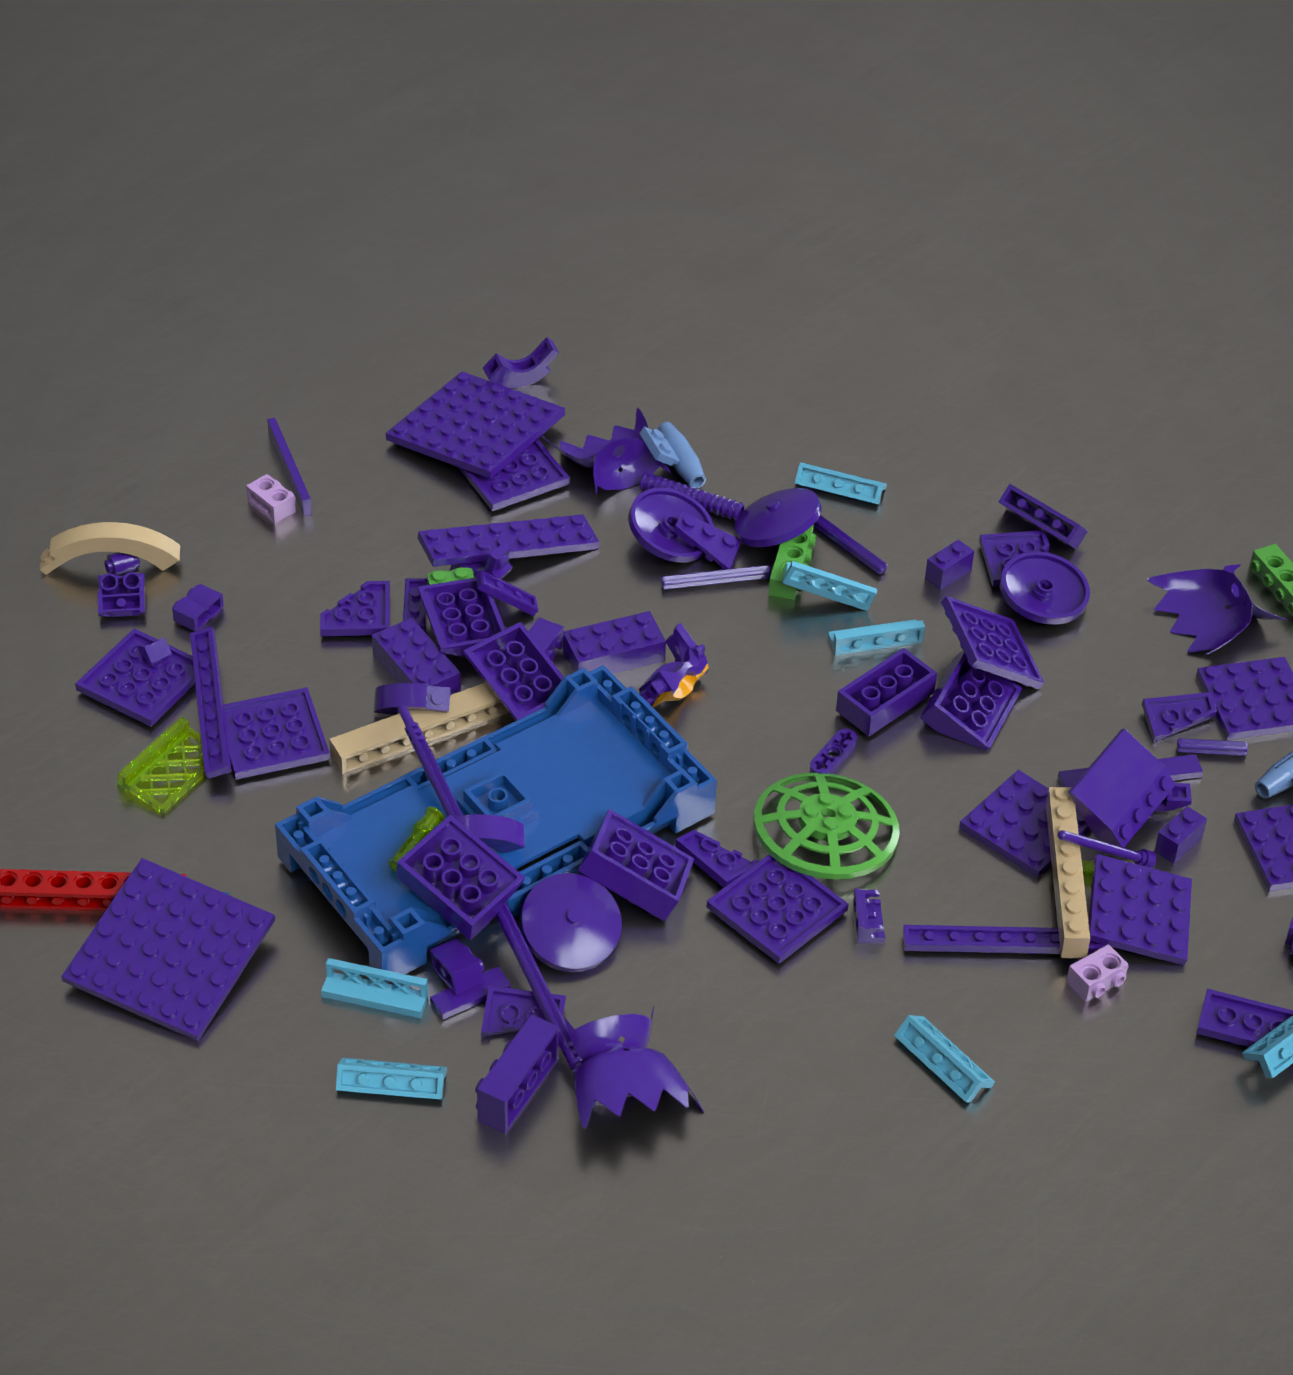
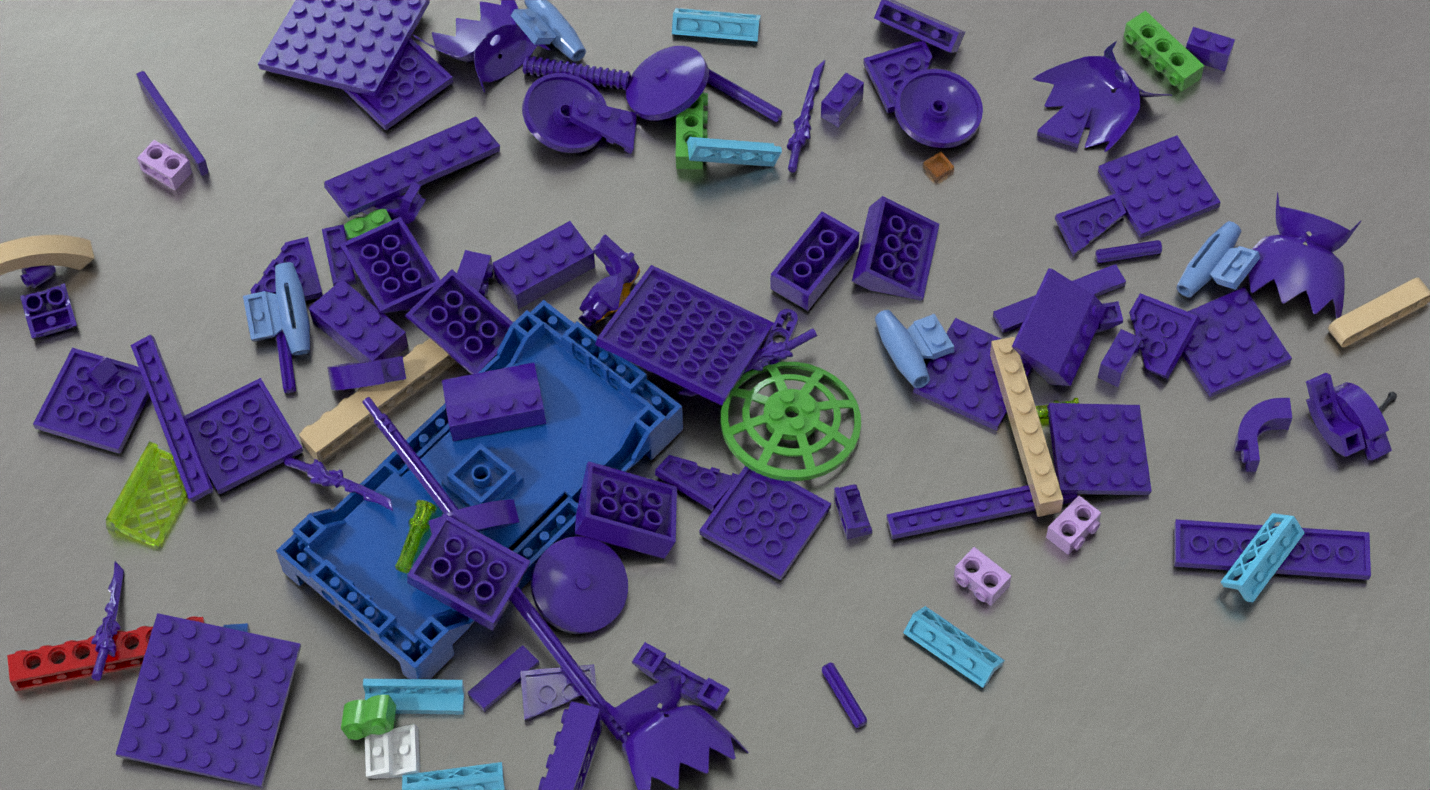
camera: 10 degrees left, 15 degrees up
(82, 871) = (104, 633): none -> dark purple sword
(197, 607) = (127, 308): dark purple brick -> none
(323, 995) = (368, 717): none -> bright green brick
(336, 681) = (286, 364): none -> dark purple axle
(337, 1034) = (393, 753): none -> white slope
(338, 776) = (335, 478): none -> dark purple sword
(345, 635) = (284, 311): none -> medium blue plate
(457, 966) = (485, 655): dark purple brick -> none
(506, 592) = (426, 229): dark purple tile -> none
(528, 743) = (493, 402): none -> dark purple slope
(674, 1046) = (694, 688): none -> dark purple slope
(716, 577) = (621, 161): axle -> none
(737, 723) = (685, 334): none -> dark purple plate
(805, 767) = (771, 352): none -> dark purple sword
(818, 1079) = (844, 695): none -> dark purple axle
(877, 637) = (790, 195): medium azure fence -> none
(904, 580) = (802, 124): none -> dark purple sword
(964, 784) = (909, 346): none -> medium blue plate
(990, 1000) = (986, 573): none -> lavender brick
(992, 643) = (903, 186): dark purple plate -> none
(1034, 639) = (938, 166): none -> clear orange tile
(1141, 857) = (1090, 391): dark purple piece -> none
(1173, 628) = (1067, 124): none -> dark purple wing
(1230, 821) = (1163, 332): none -> dark purple plate

